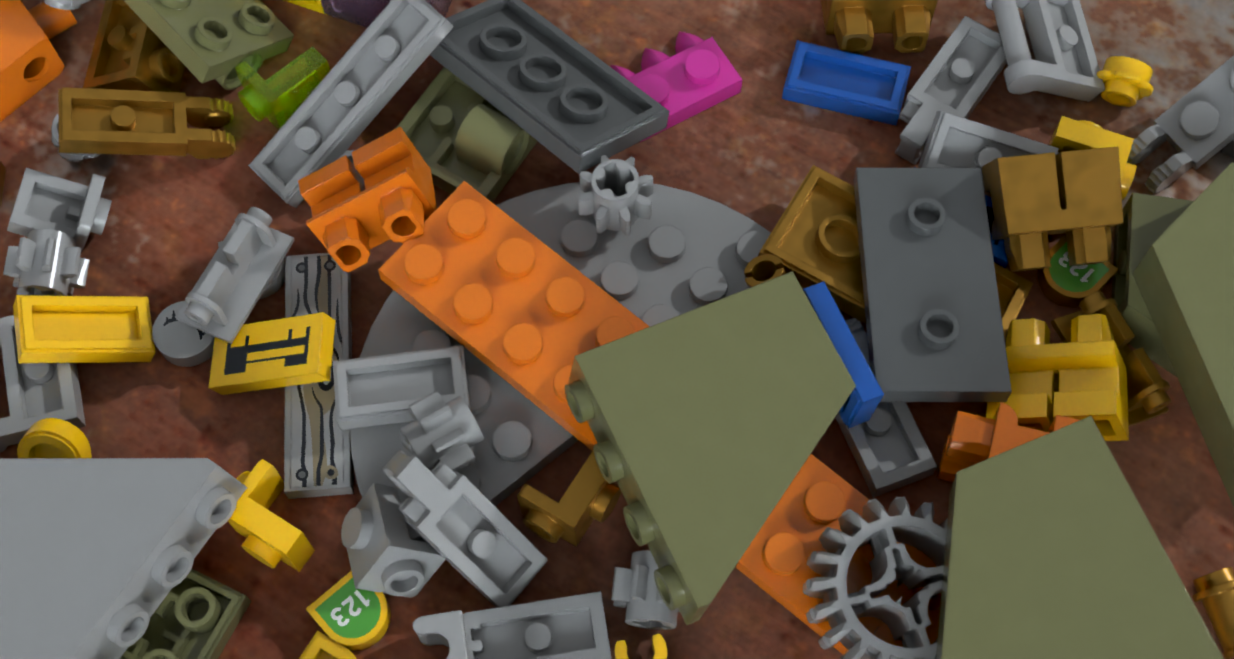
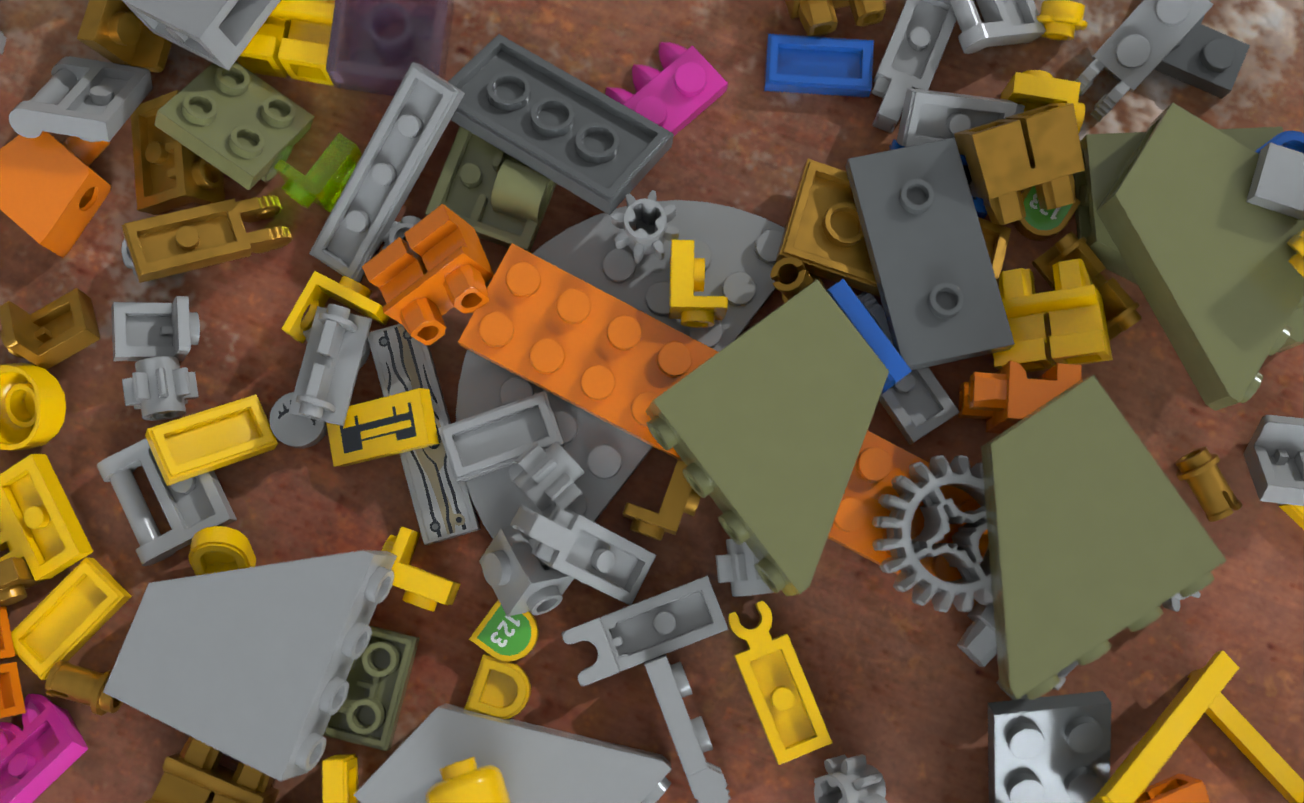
camera: 15 degrees left, 15 degrees up
(247, 193) = (318, 292): none -> yellow bracket
(645, 271) = (687, 277): none -> yellow bracket

